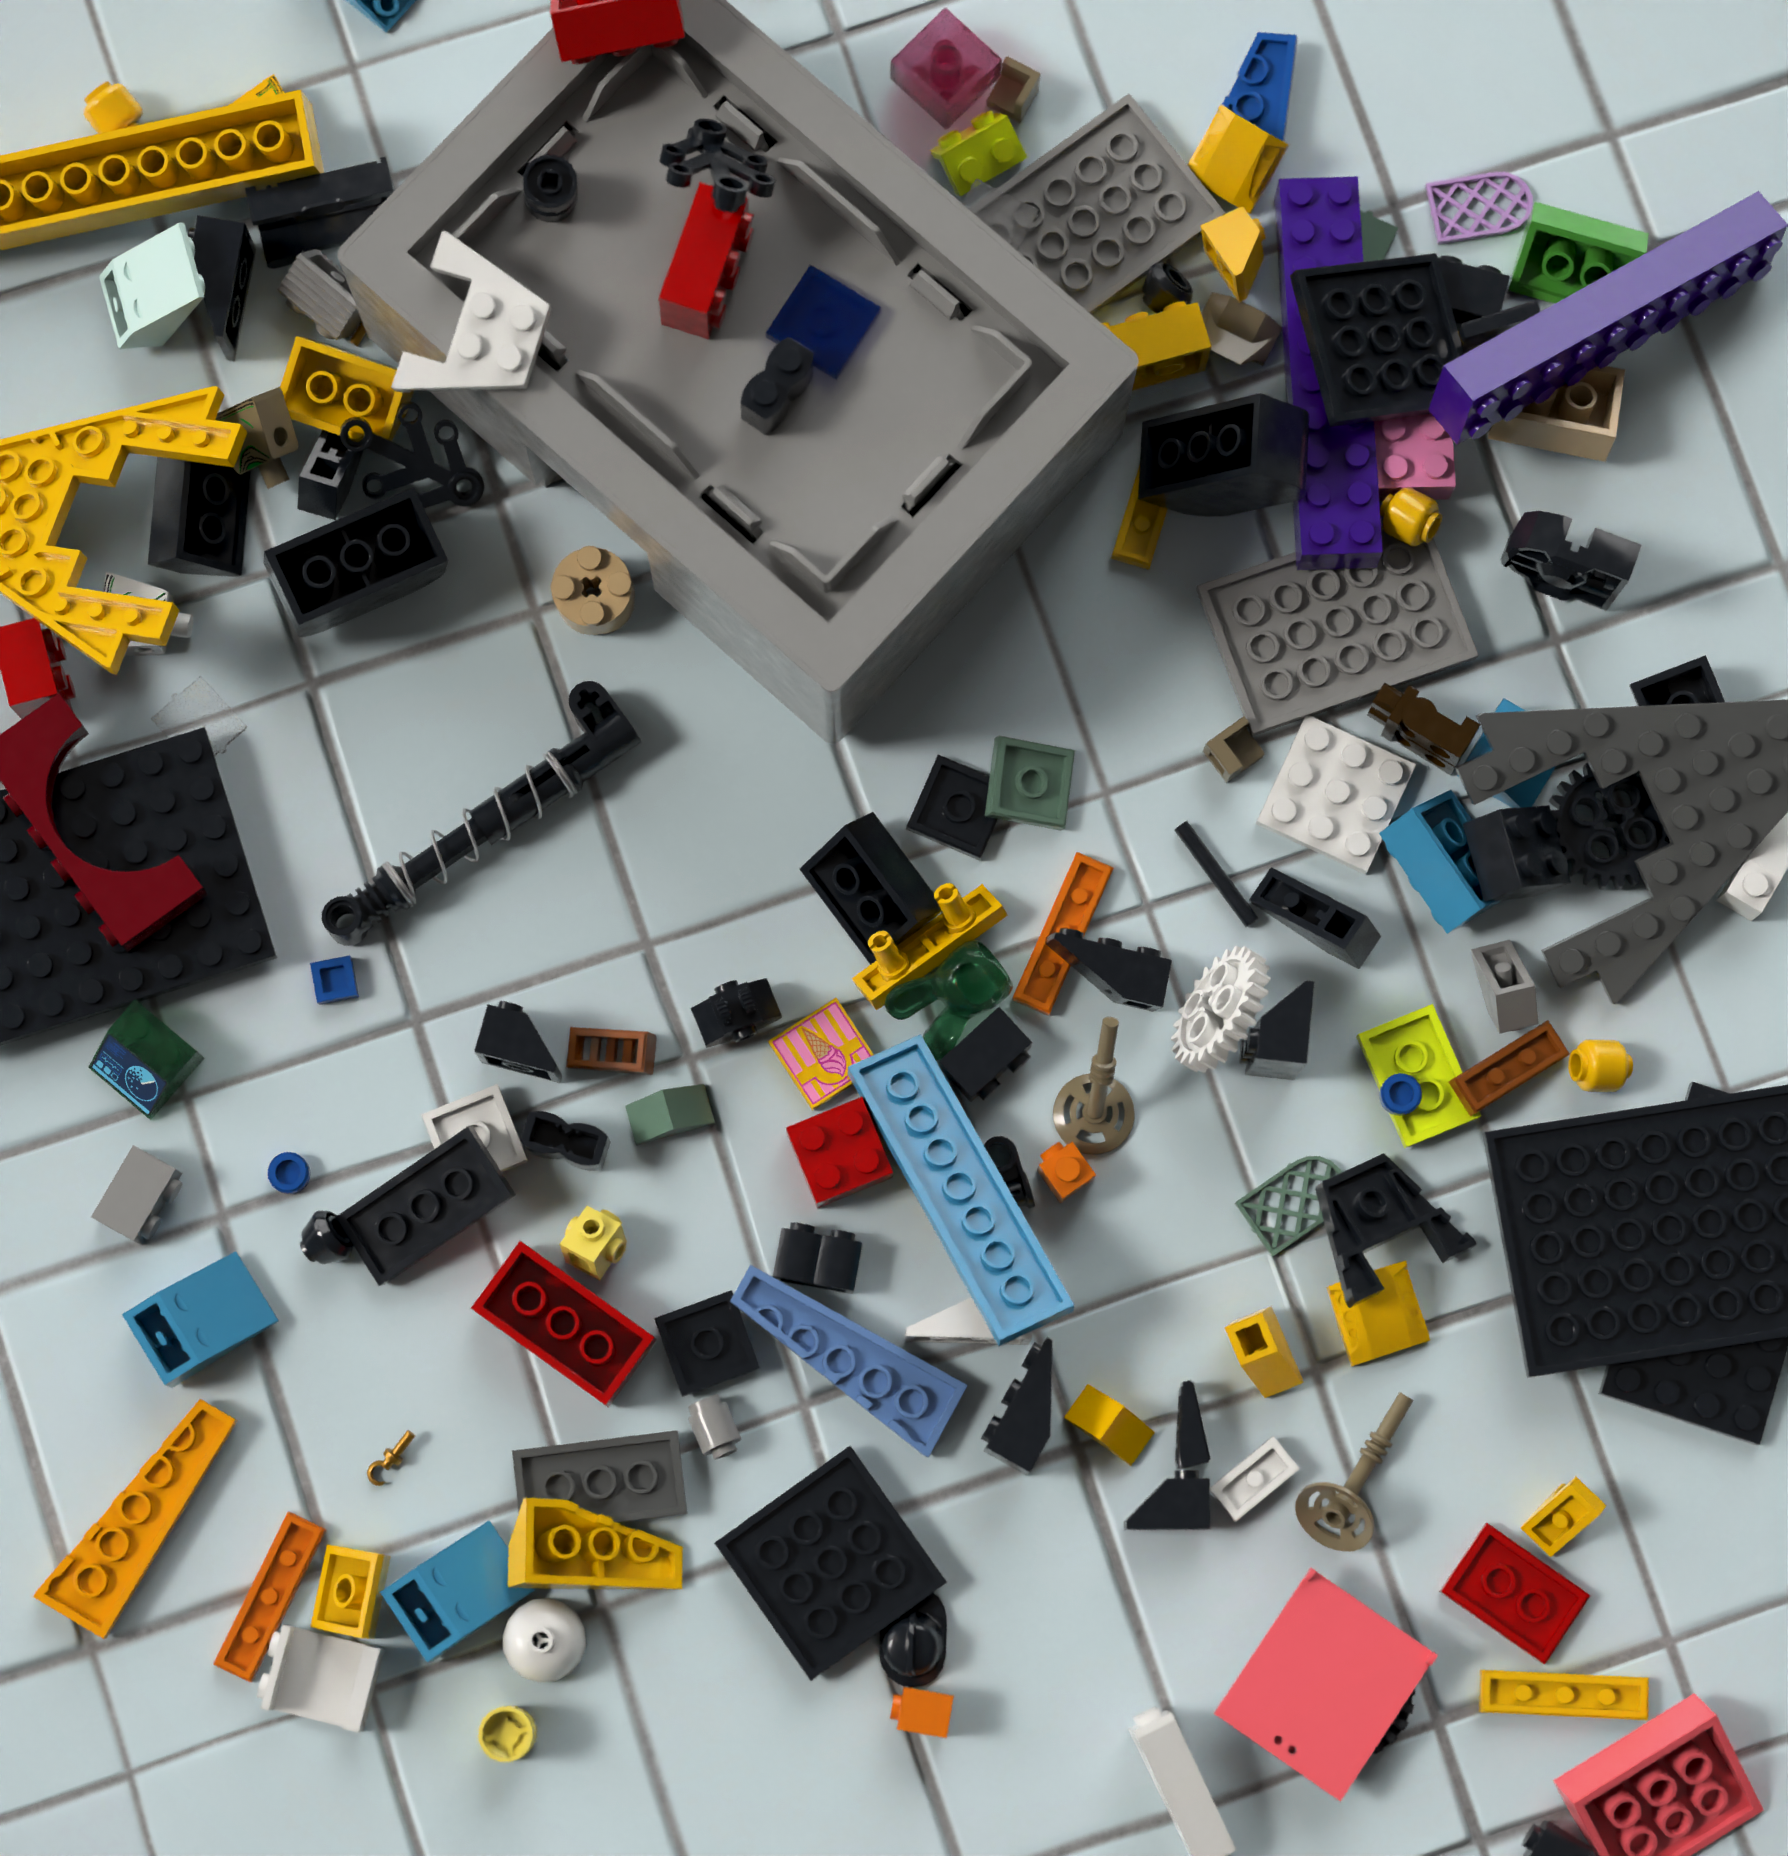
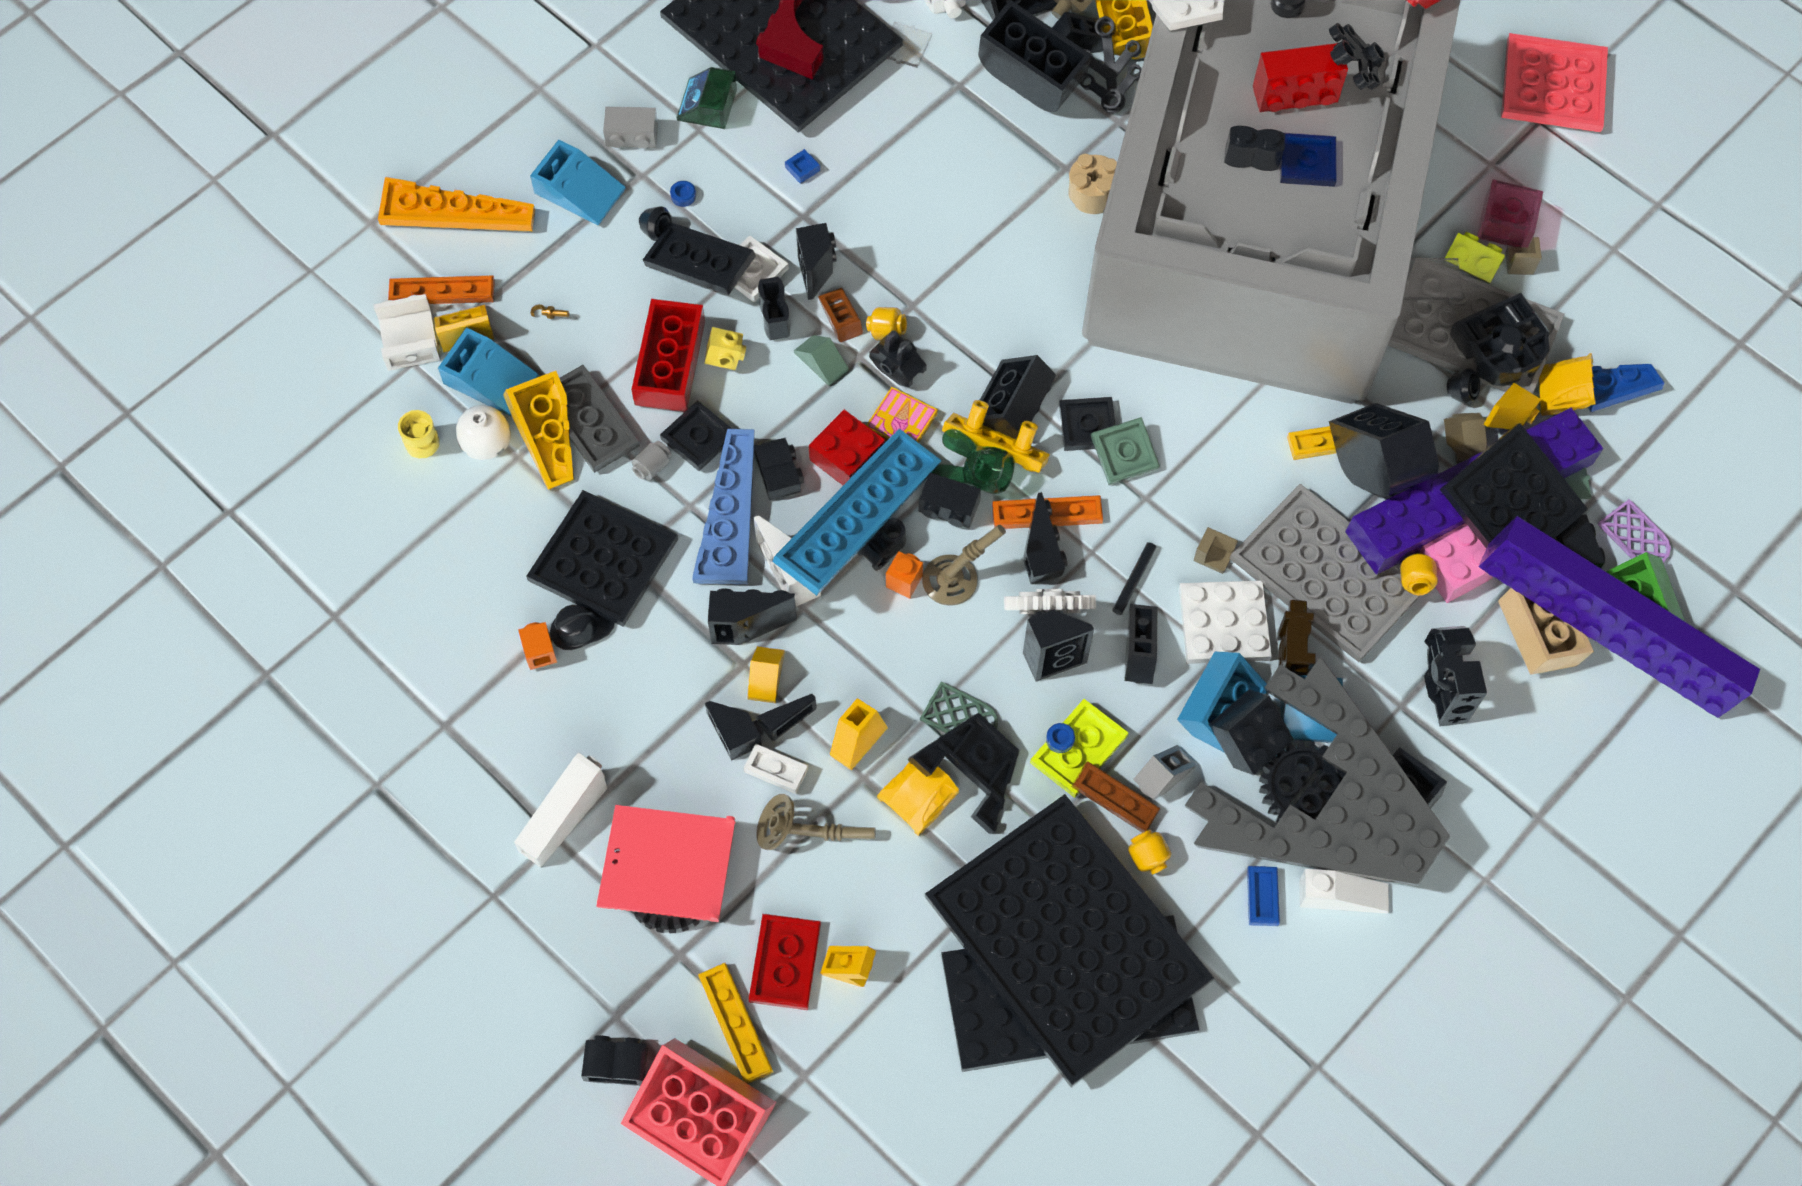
camera: 65 degrees right, 15 degrees down
(494, 818) = (980, 213): black piece -> none
(668, 997) = (886, 320): none -> yellow head
(1111, 164) = (1516, 320): none -> black connector
(1166, 343) = (1417, 385): yellow brick -> none
(1718, 957) = (1263, 896): none -> blue tile

